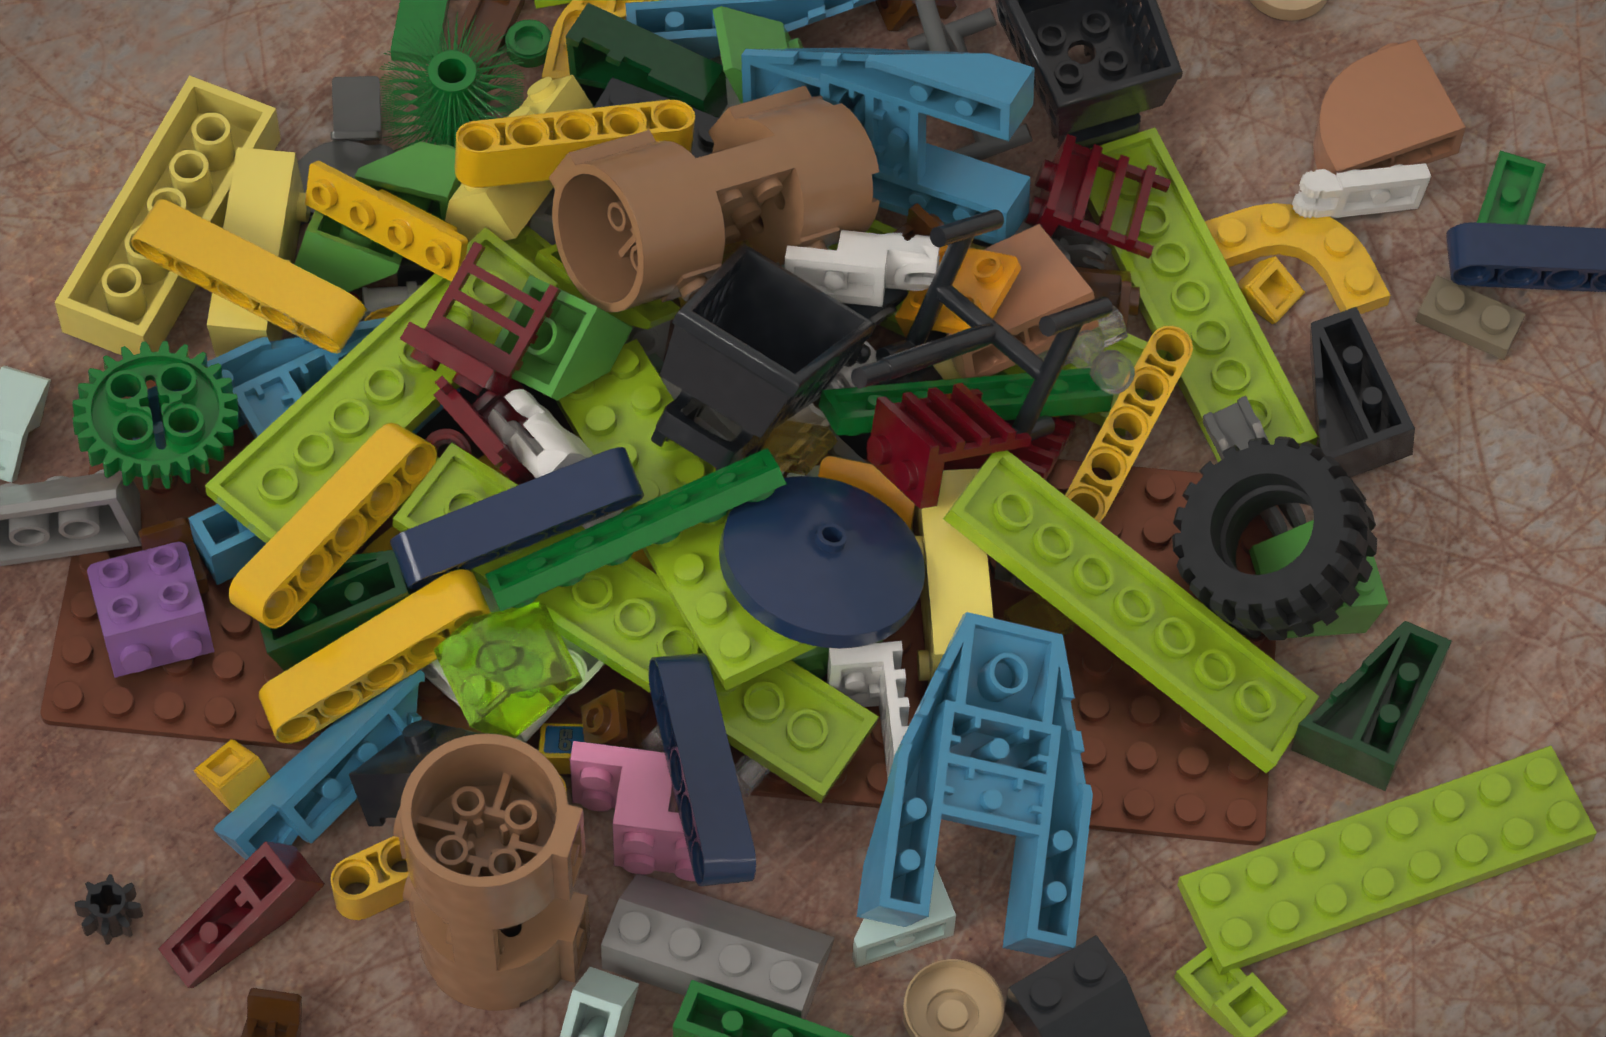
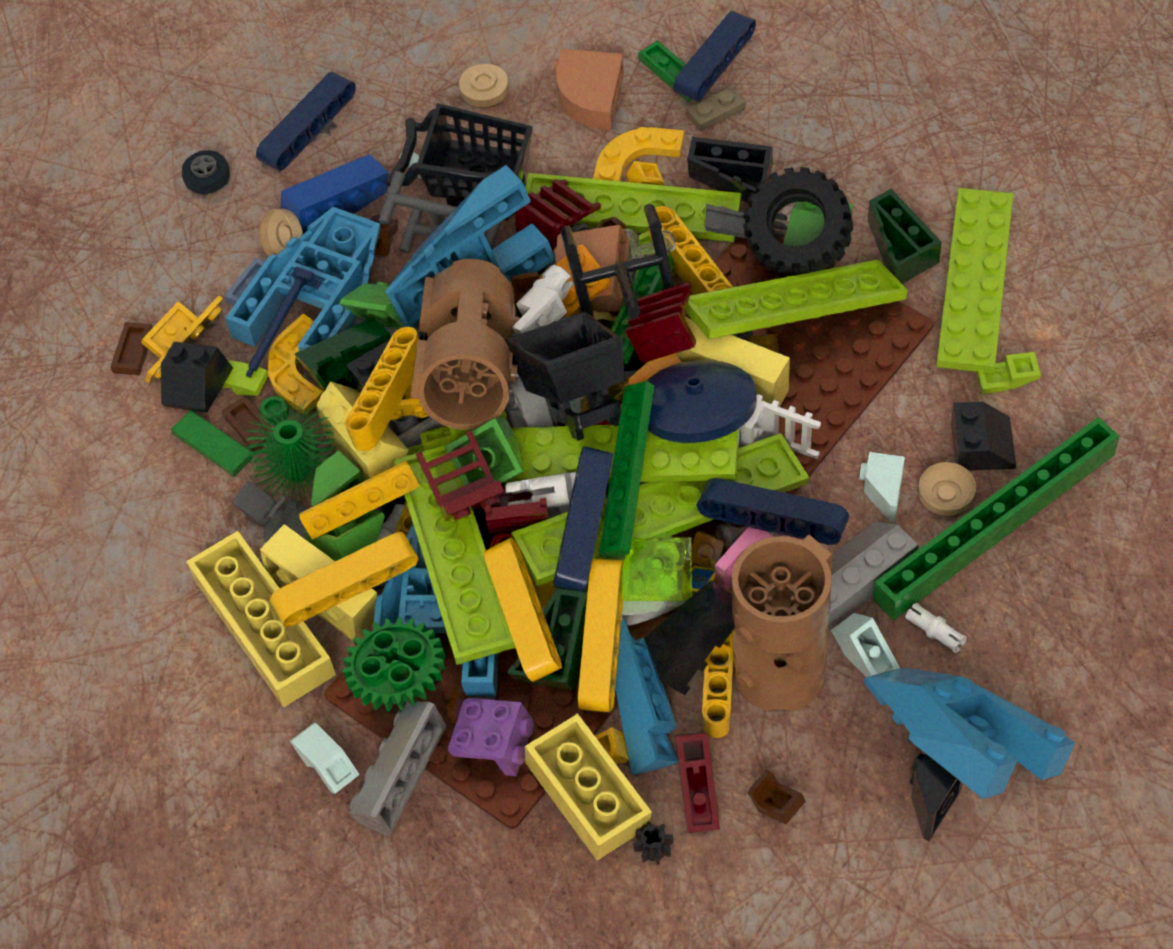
camera: 50 degrees left, 5 degrees down
(137, 773) = (587, 786): none -> light yellow brick
(995, 754) = (847, 393): dark azure wedge -> none
(1361, 191) = (624, 111): white hinge -> none

